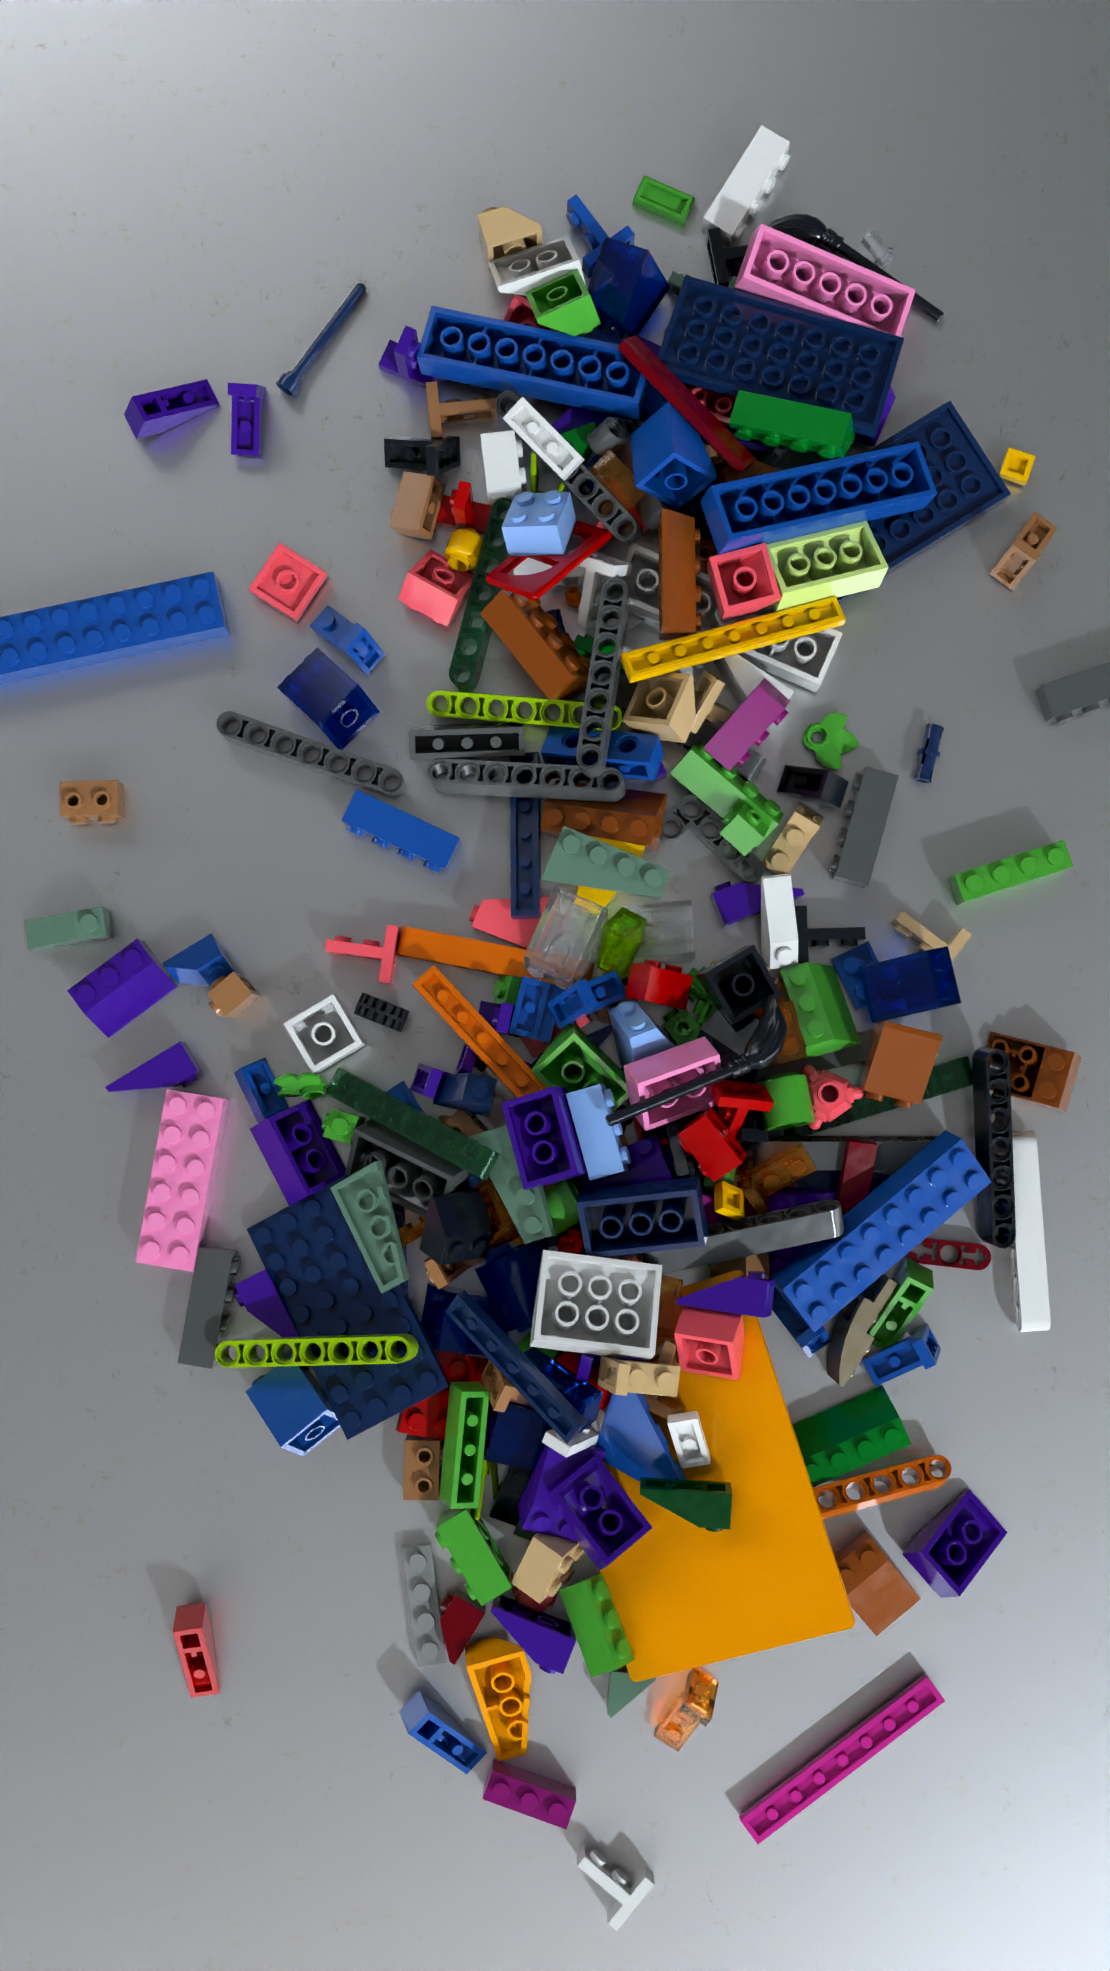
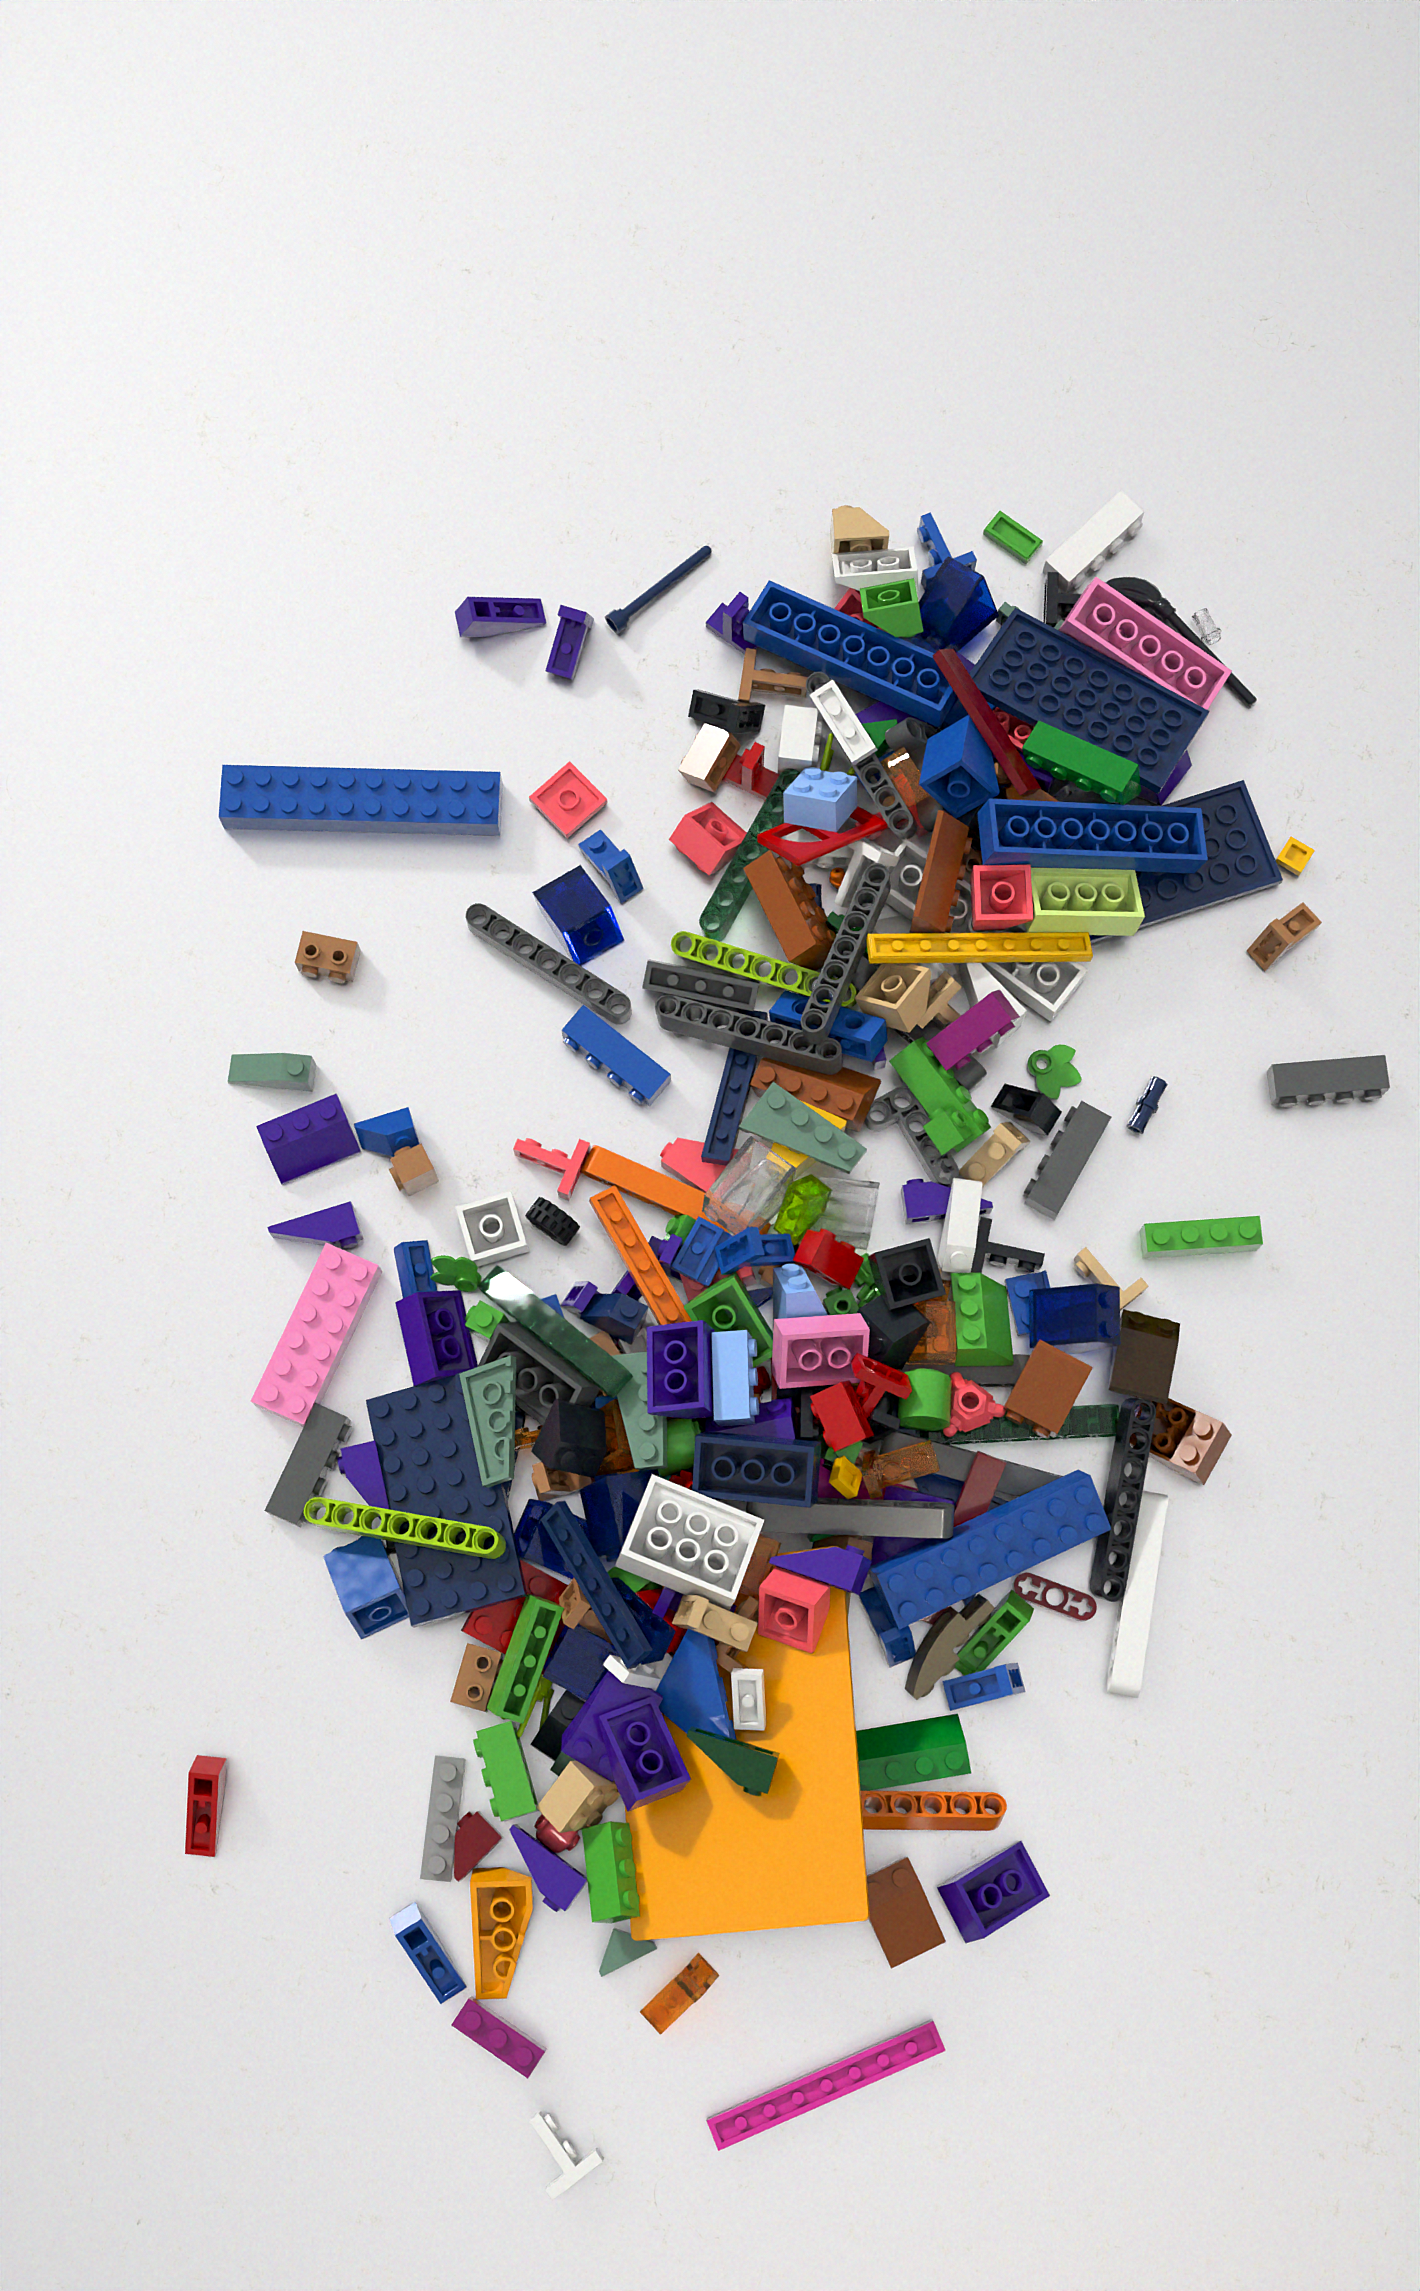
camera: 15 degrees right, 10 degrees down
(463, 549) = (742, 808): yellow head -> none
(759, 1052) = (908, 1339): black piece -> none
(987, 1007) = (1145, 1358): none -> dark brown slope

